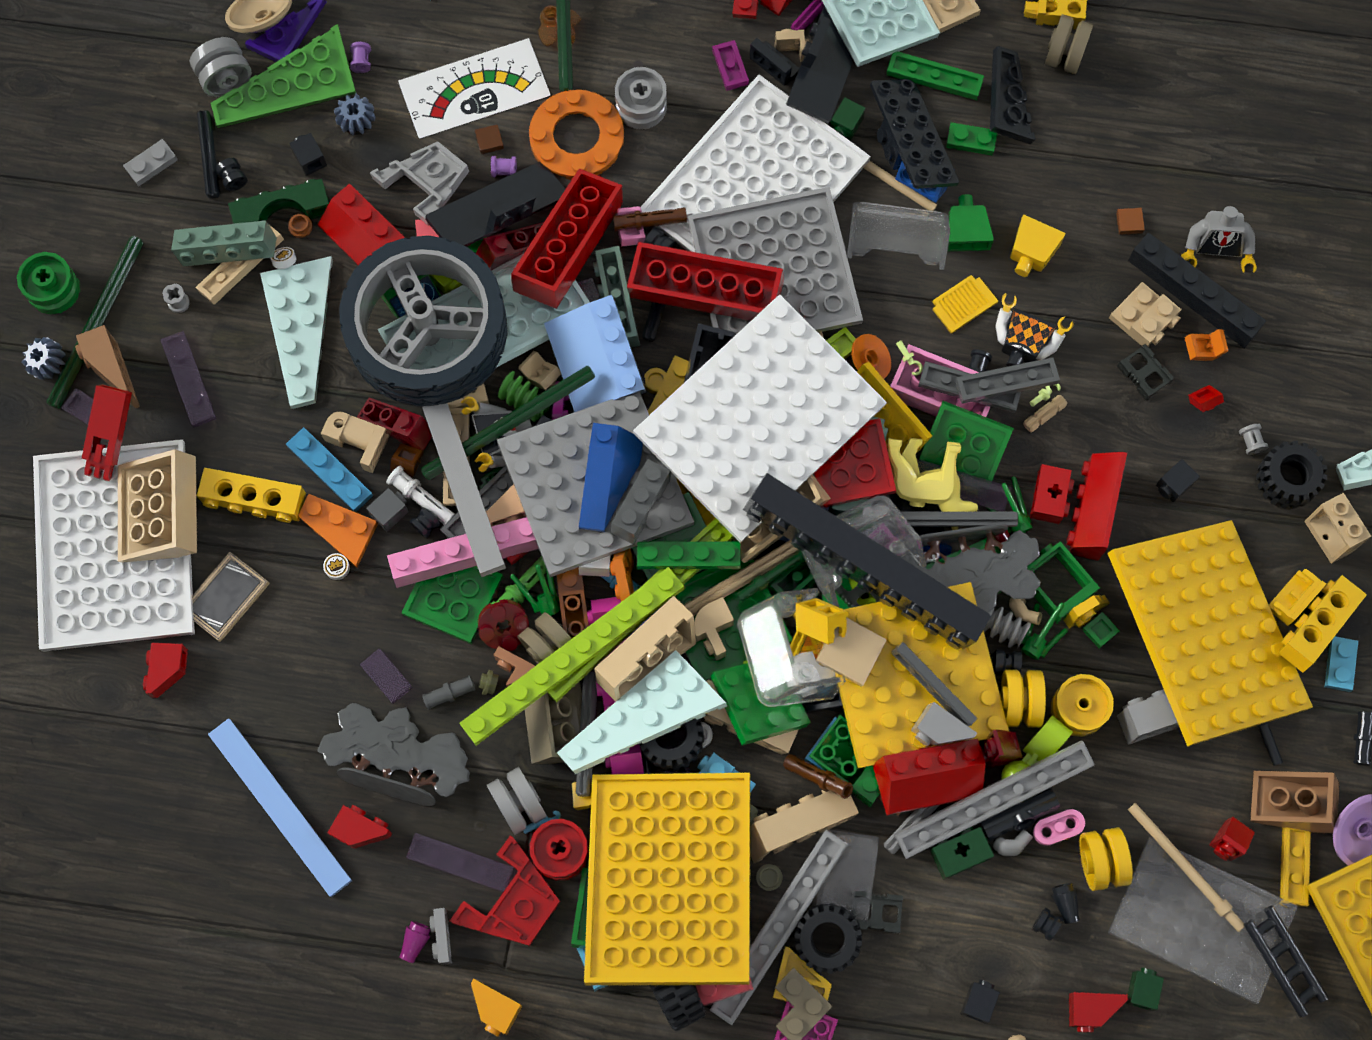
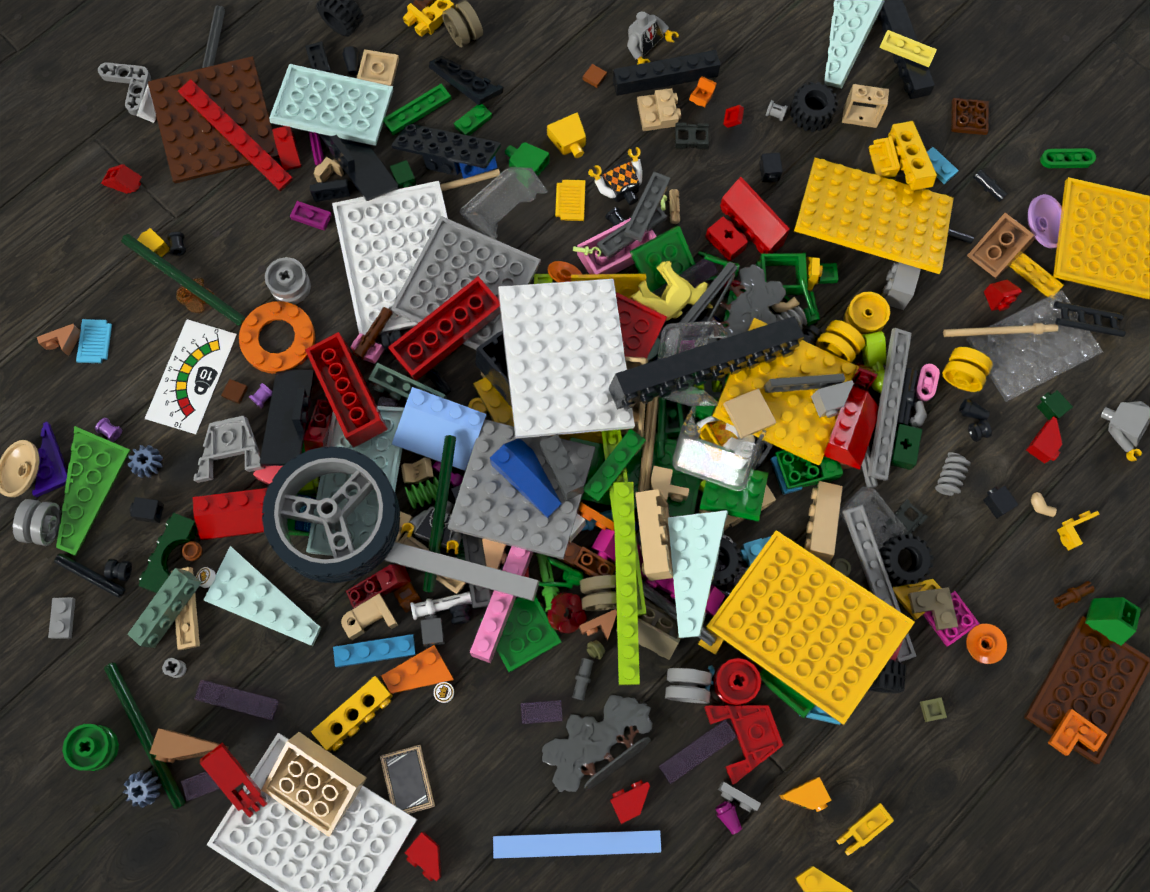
camera: 55 degrees left, 0 degrees up
(820, 619) = (718, 416): yellow hinge -> none
(825, 779) = (811, 489): reddish brown pin -> none
(970, 927) = (952, 473): none -> light grey piece

